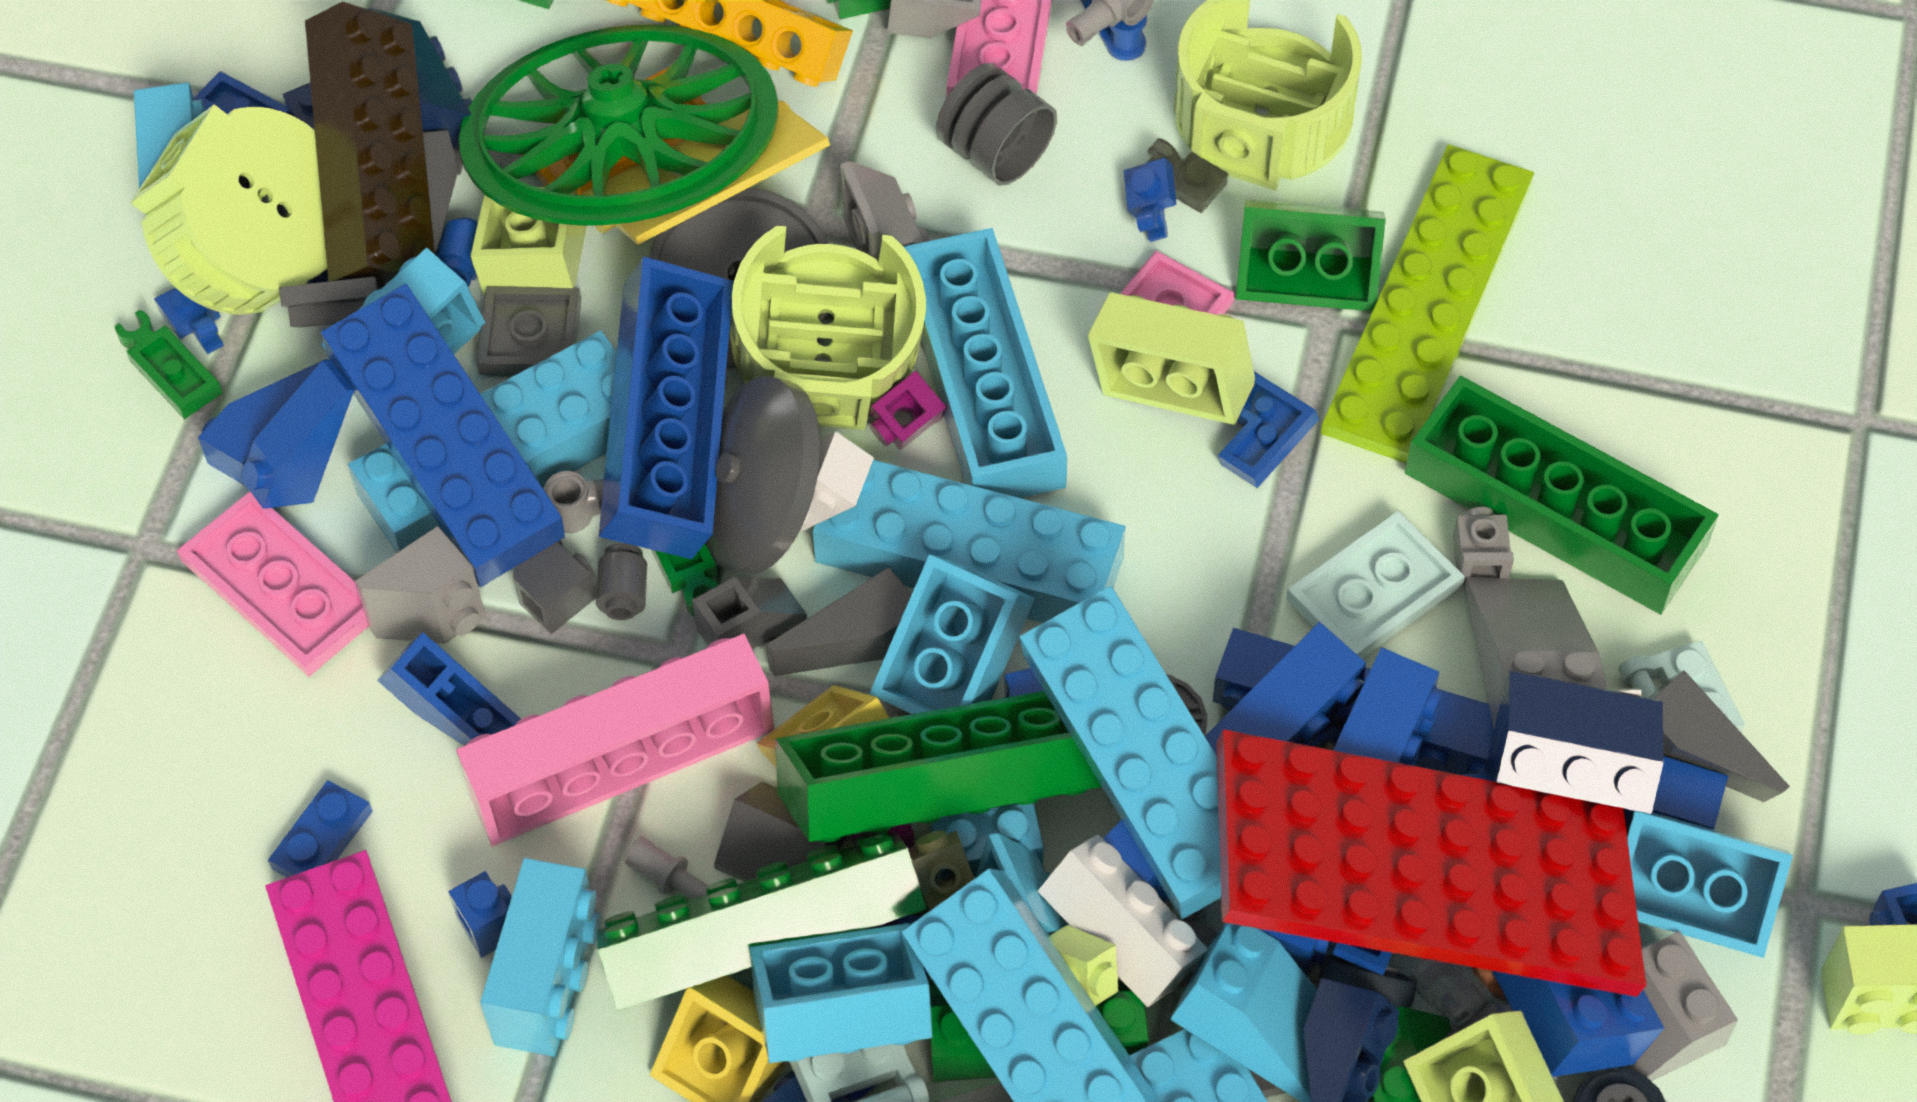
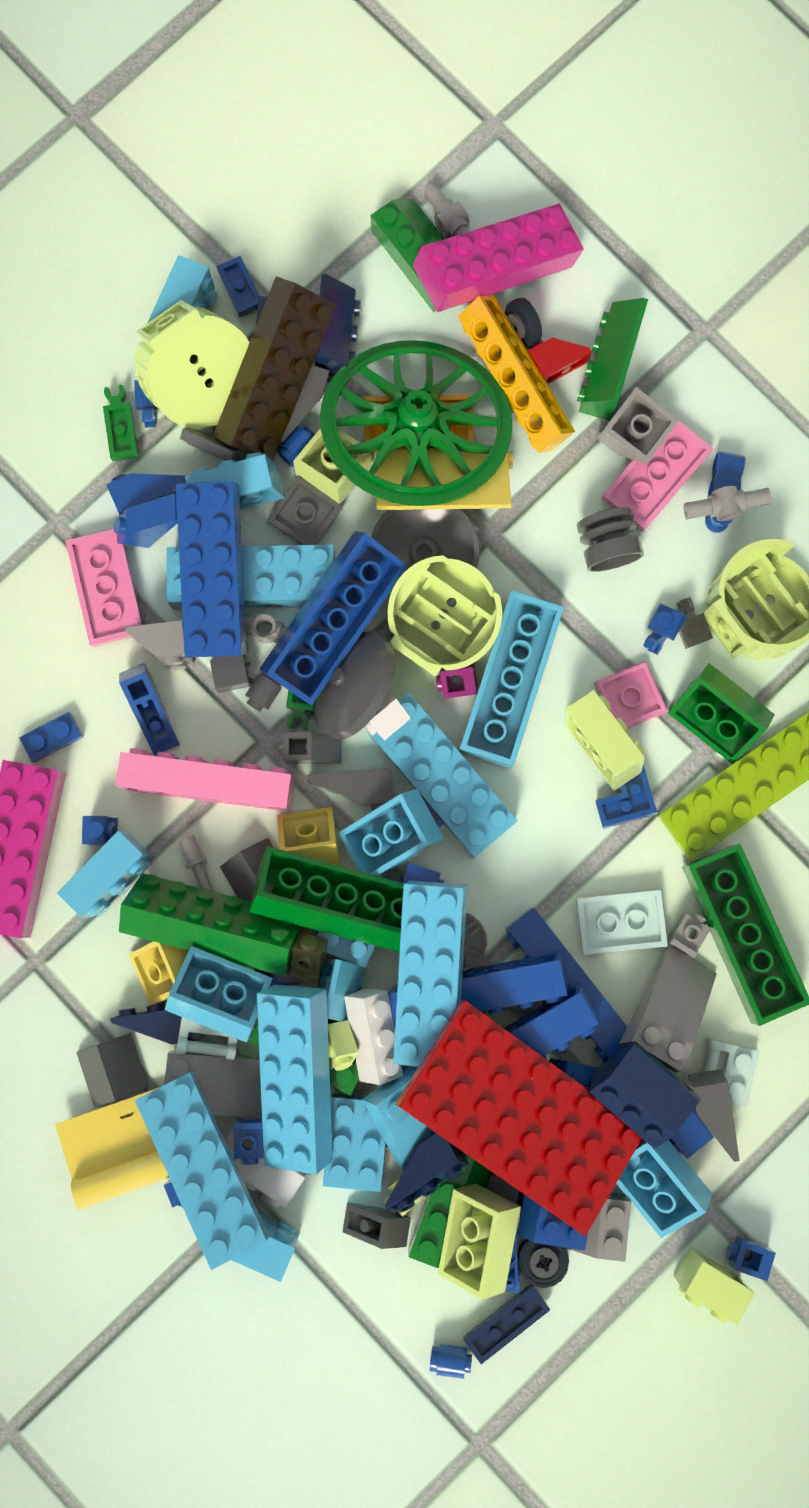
camera: 30 degrees right, 25 degrees up
(877, 208) = (515, 563): light grey slope -> none

